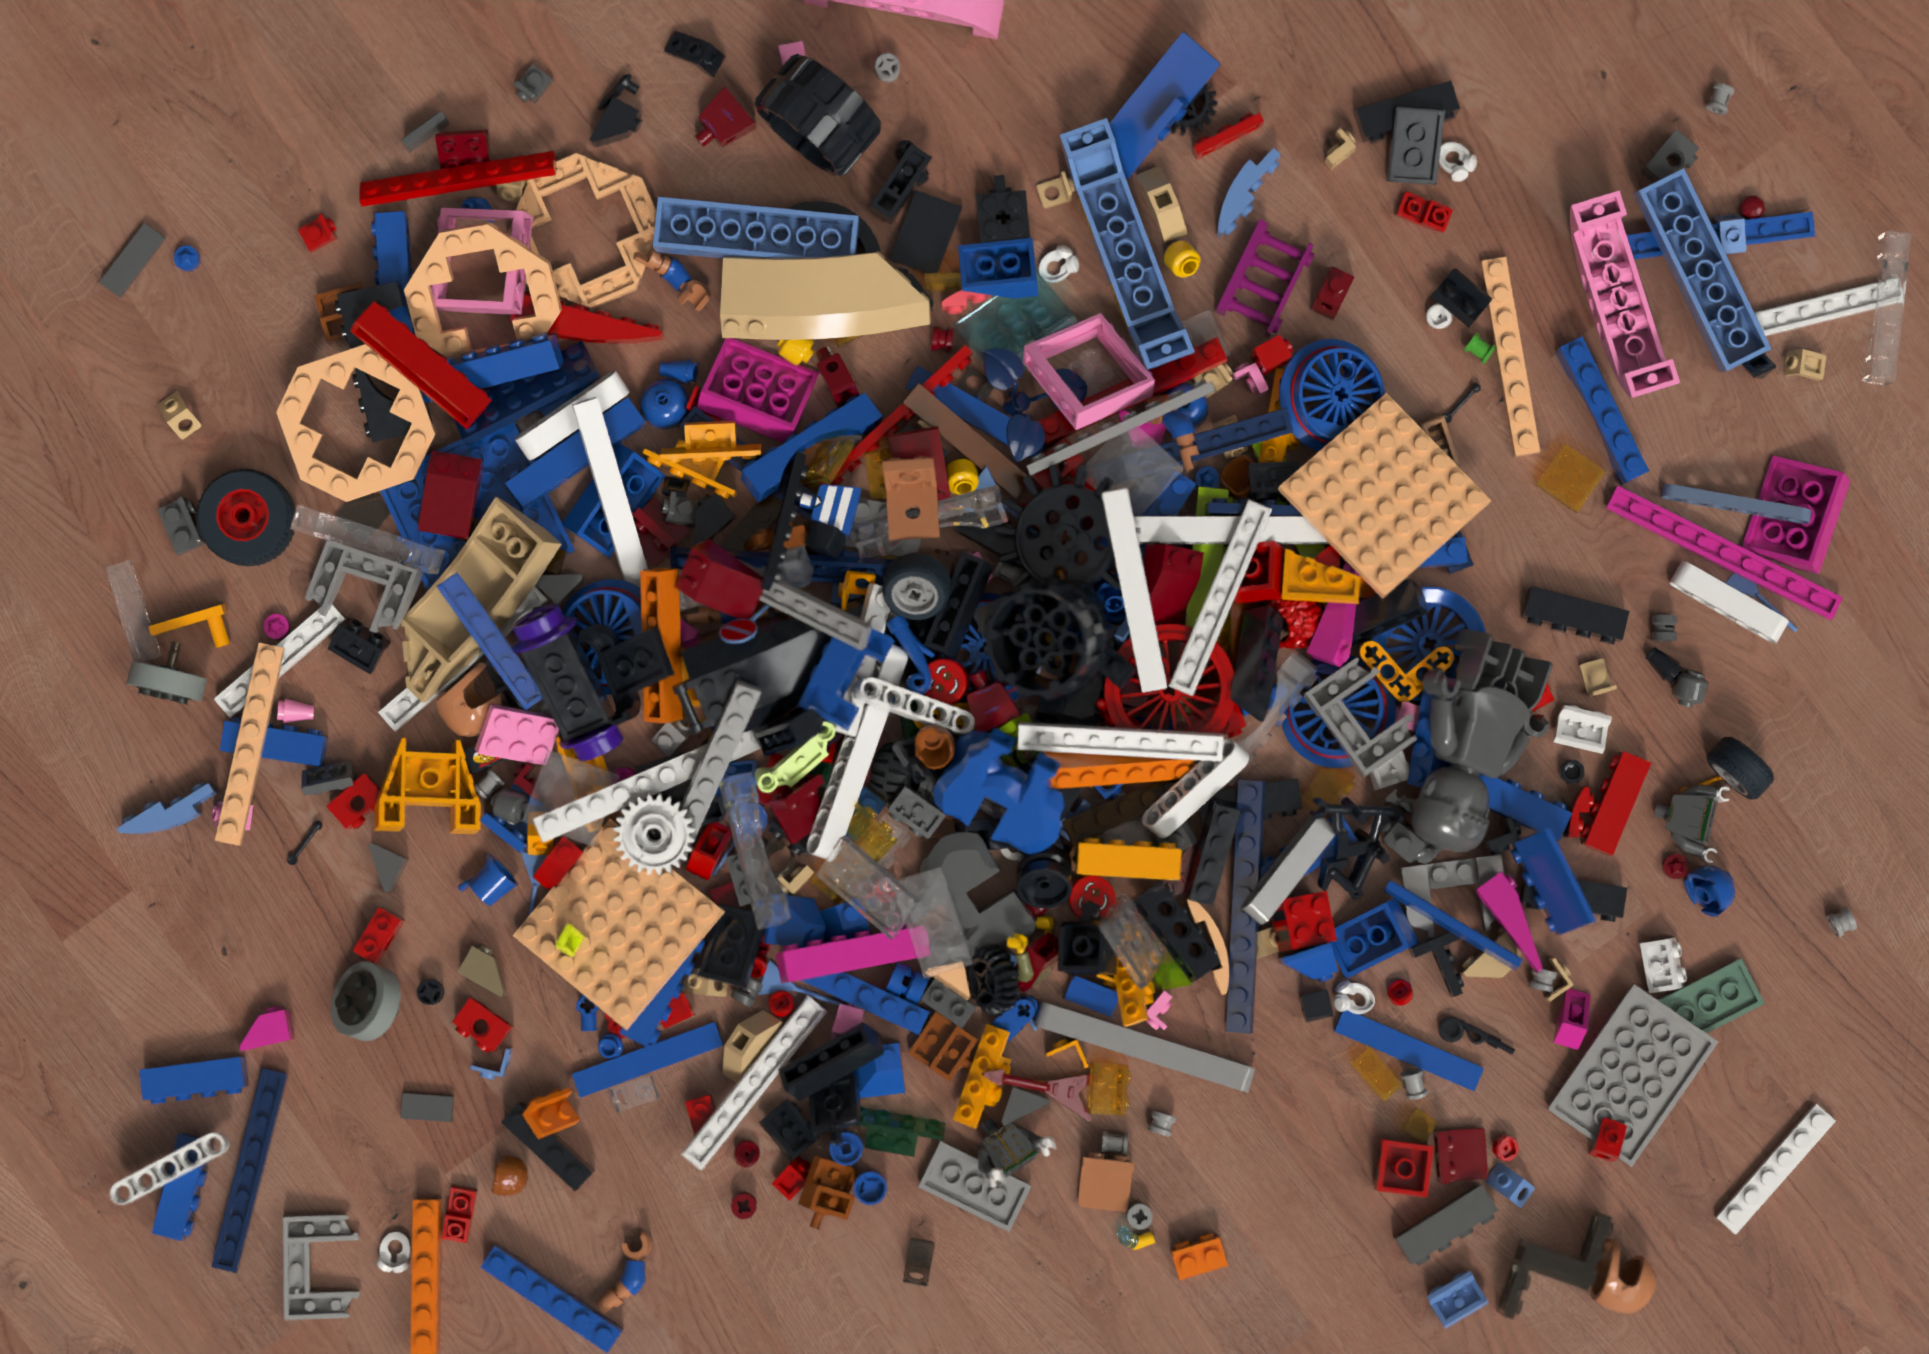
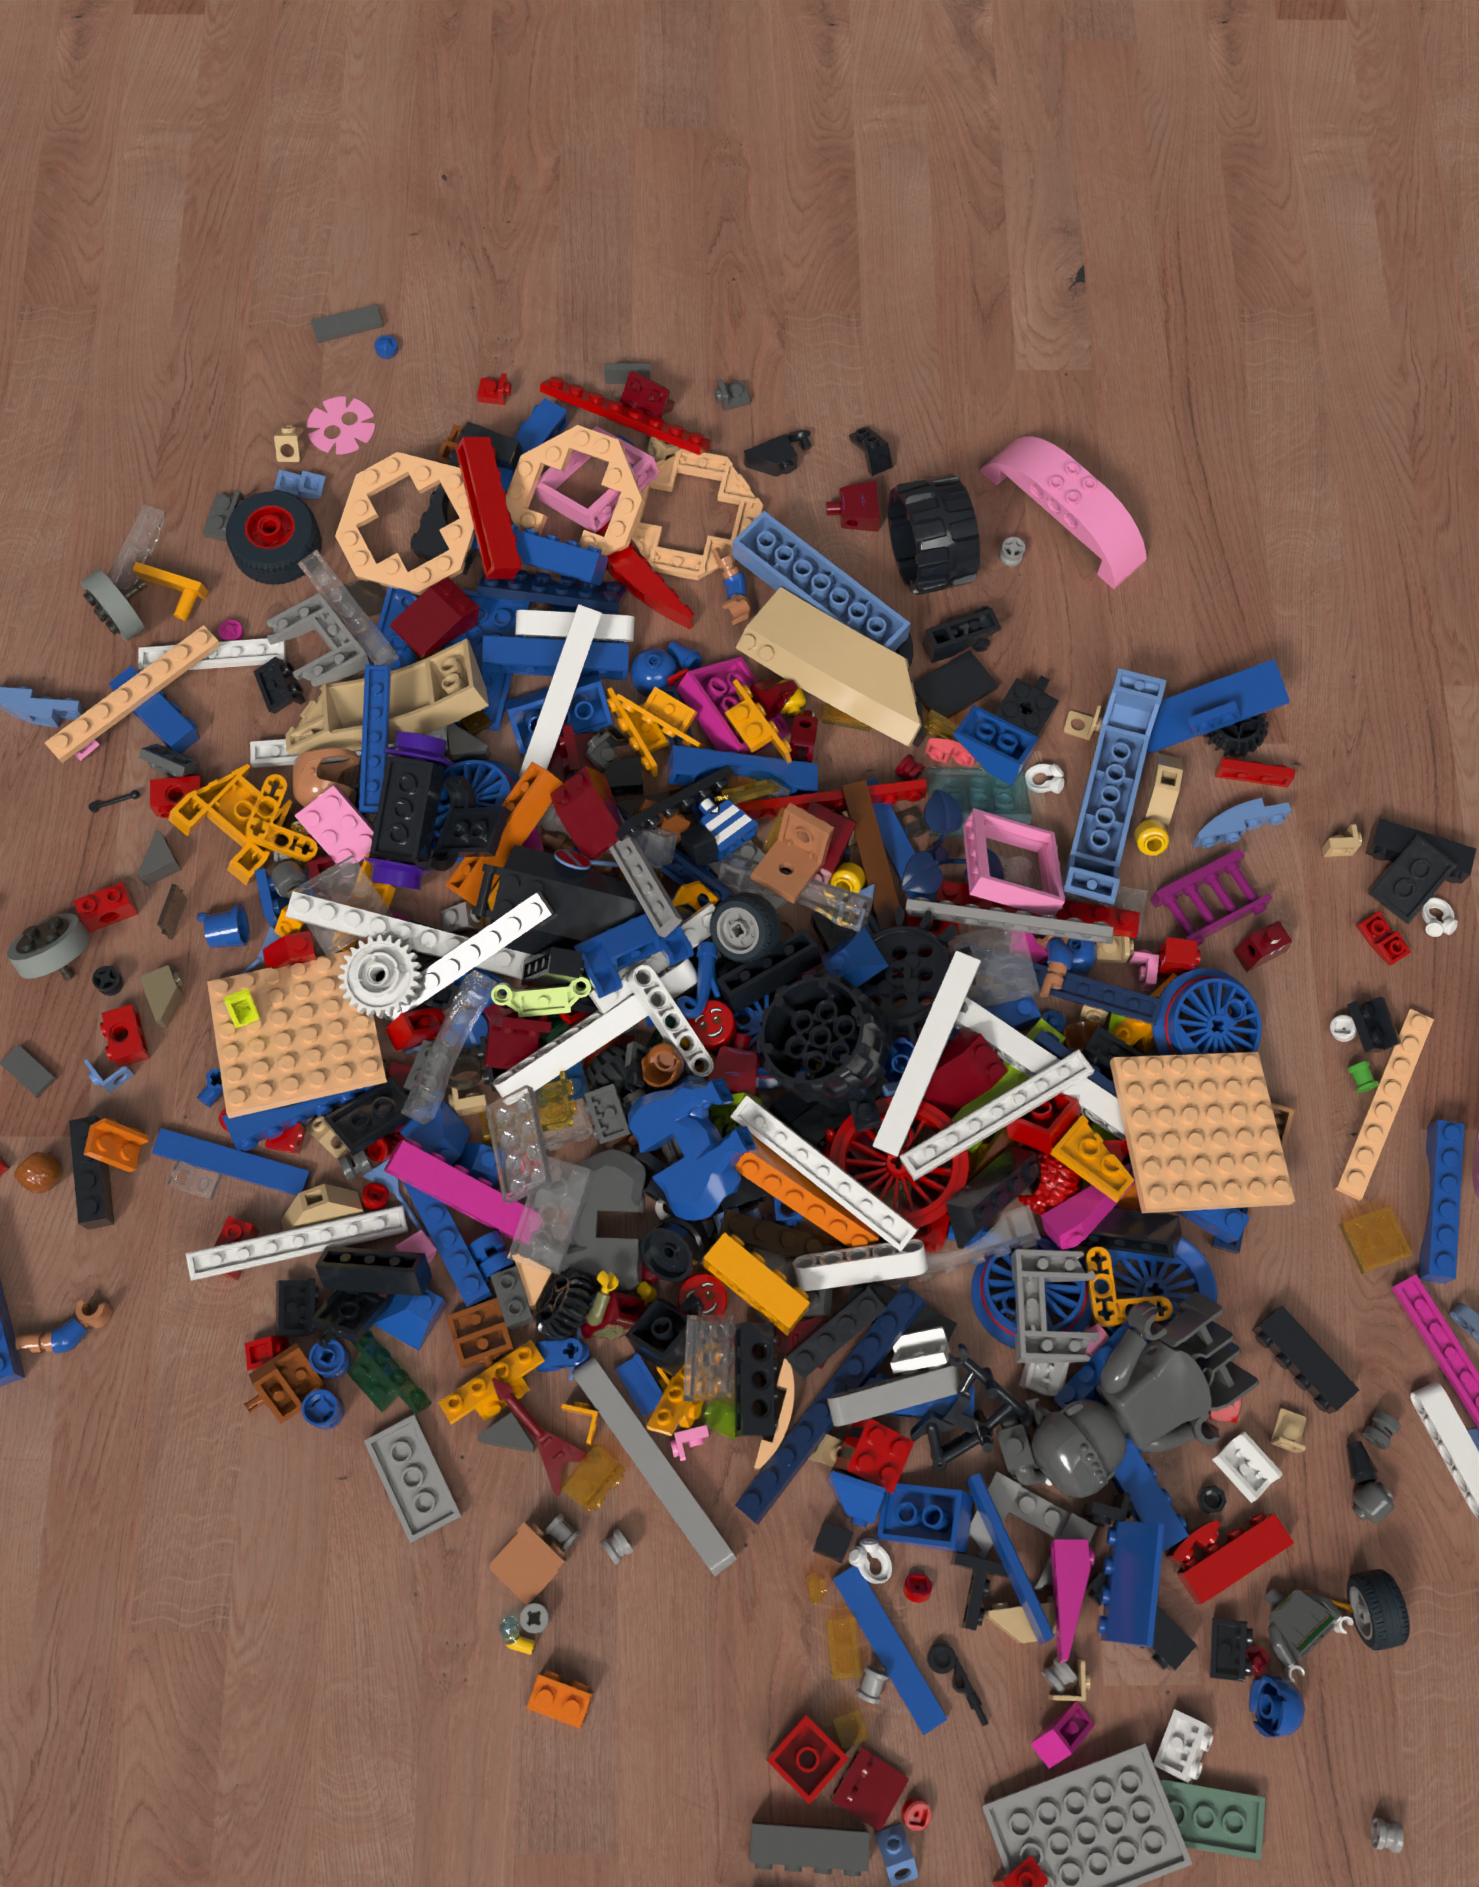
camera: 35 degrees right, 15 degrees down
(188, 370) = (345, 441): none -> bright pink piece
(221, 449) = (303, 486): none -> medium blue slope
(294, 711) = (189, 698): bright pink cone -> none
(437, 900) = (172, 911): none -> clear smoke piece
(464, 778) = (271, 830): none -> light orange beam
(610, 1045) = (210, 1128): blue plate -> none
(746, 1154) = (245, 1302): dark red tile -> none
(747, 1202) = (212, 1347): dark red wheel -> none
(782, 362) = (772, 695): none -> dark red arch
(789, 401) = (752, 726): none -> light orange bracket
(919, 1261) = (312, 1509): clear smoke bracket -> none
(1008, 1150) = (464, 1466): dark grey torso -> none
(1020, 551) = (855, 958): none -> blue slope
(1286, 821) = (920, 1350): none -> white bracket
(1327, 1047) = (816, 1588): none -> clear yellow plate
(1329, 786) = (984, 1351): clear yellow bracket -> none
(1475, 388) = (1337, 1108): black hinge -> none
(1653, 873) = (1229, 1650): none -> black bracket

